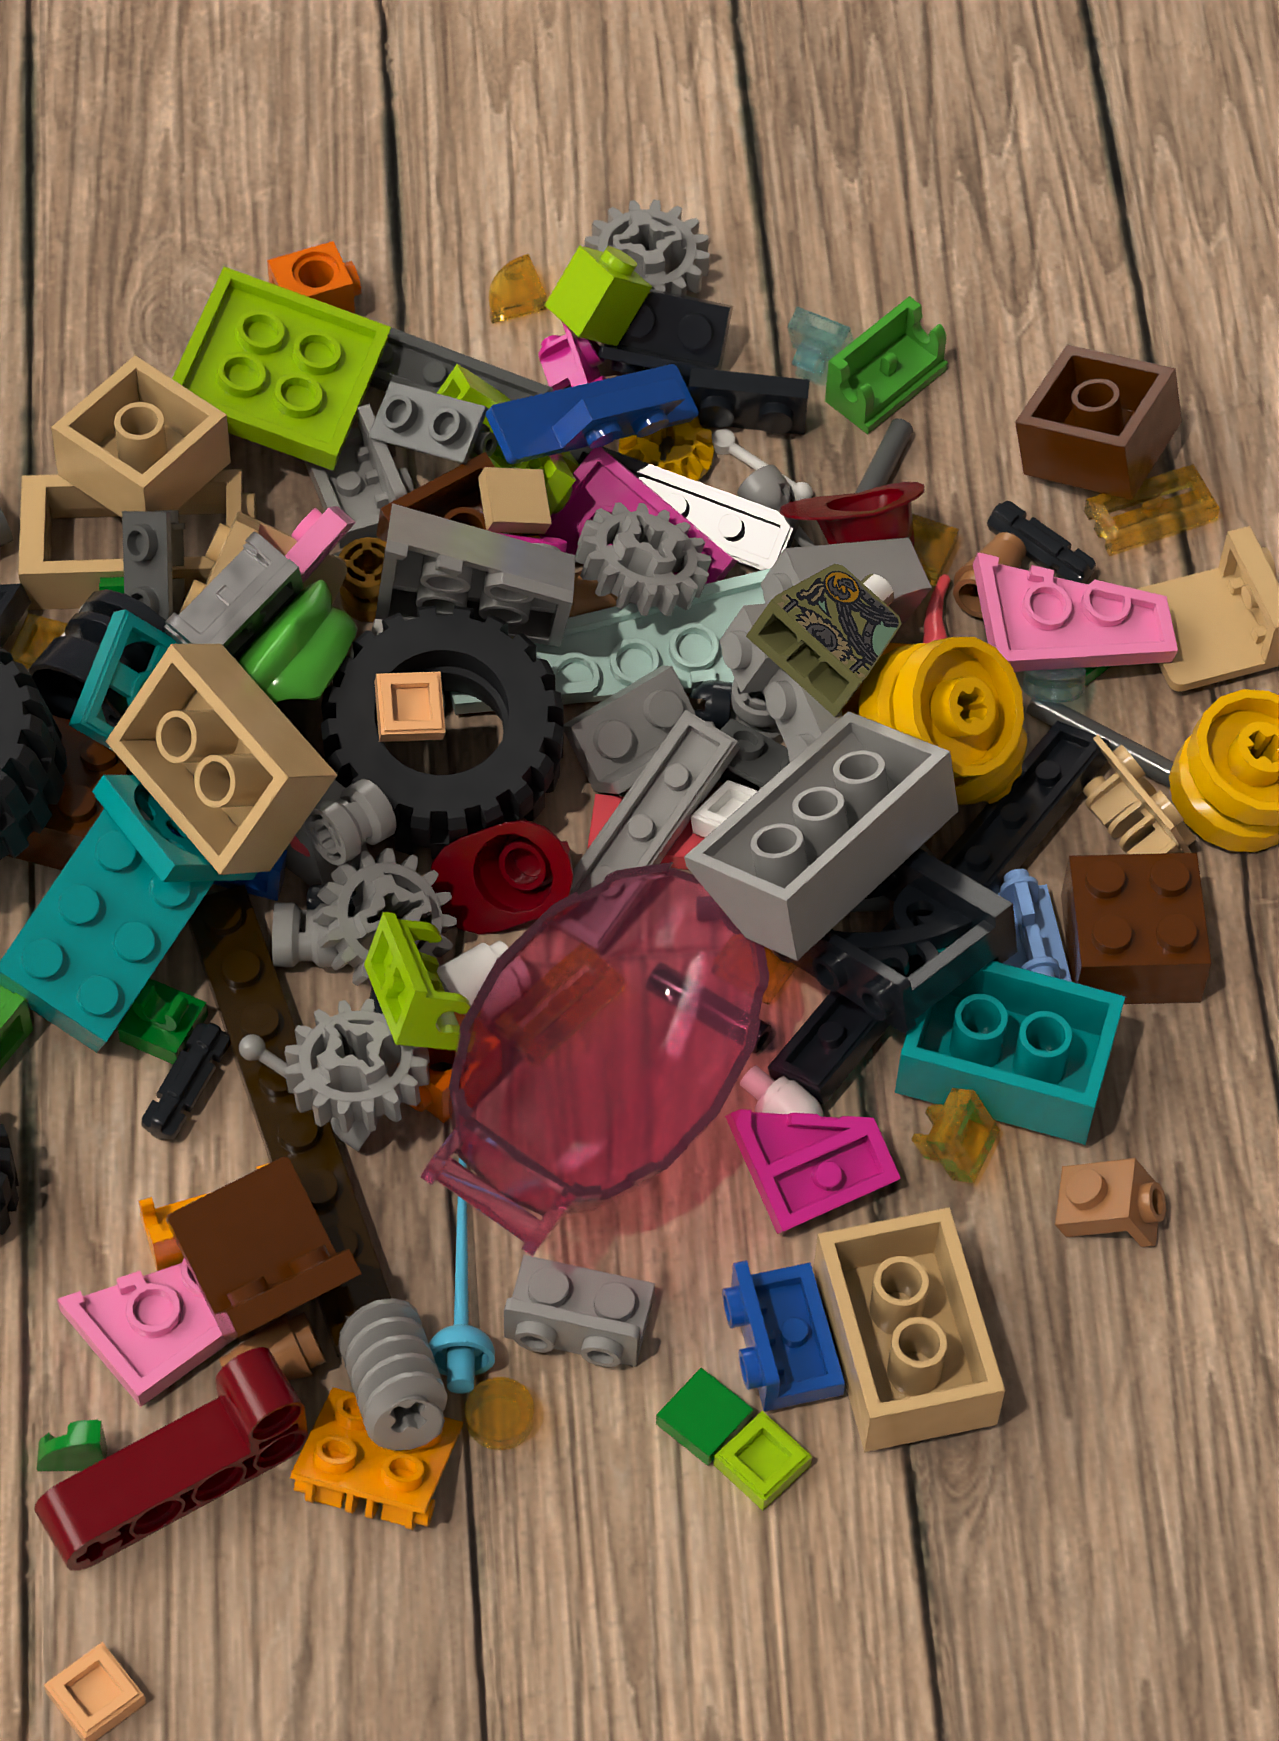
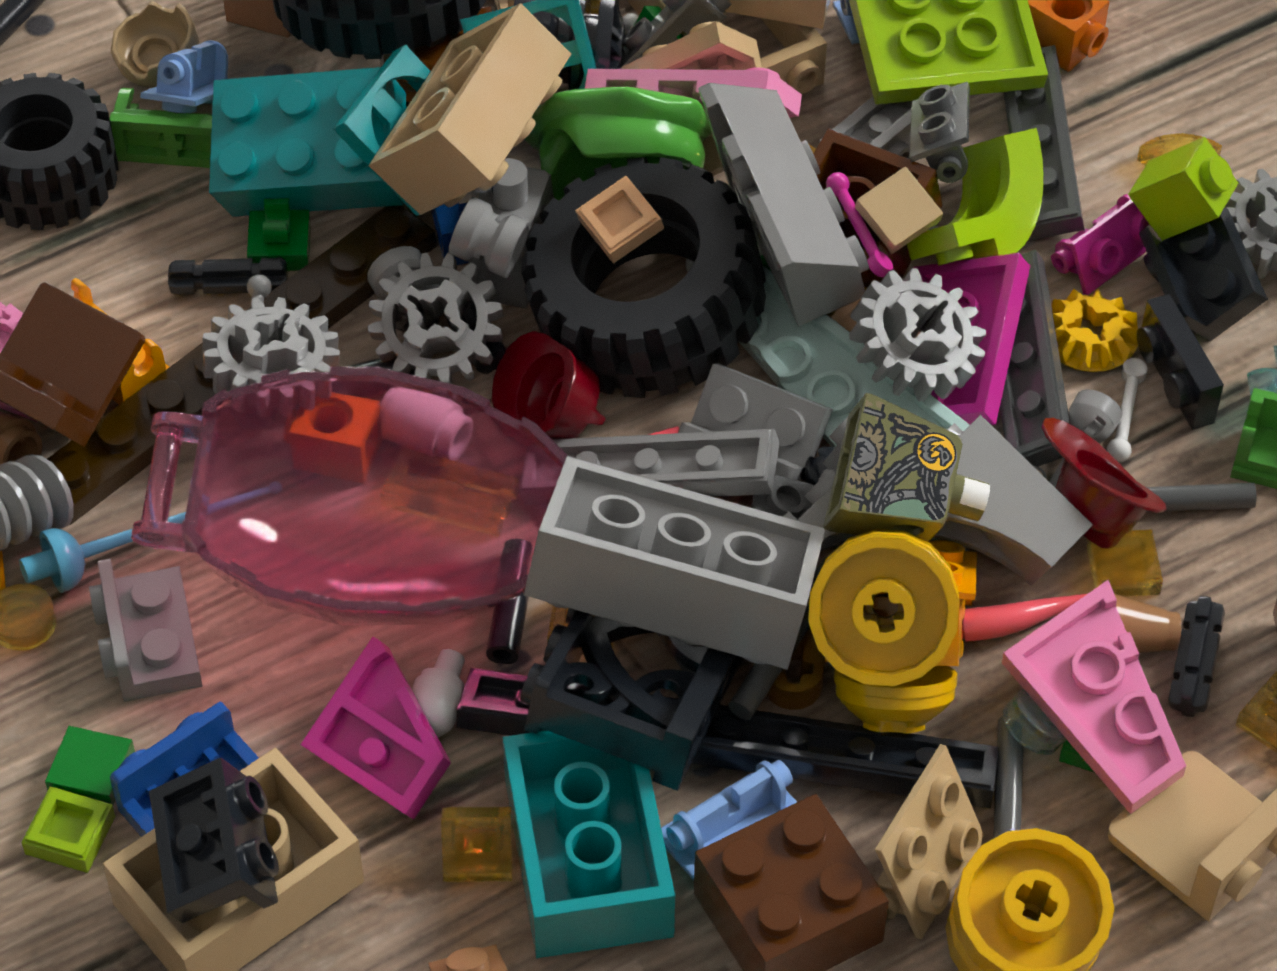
camera: 65 degrees right, 5 degrees down
(239, 599) = (632, 60): flat silver hinge -> none
(410, 987) = (362, 338): lime hinge -> none
(591, 414) = (1046, 234): blue bracket -> none
(912, 1315) = (213, 840): none -> black bracket

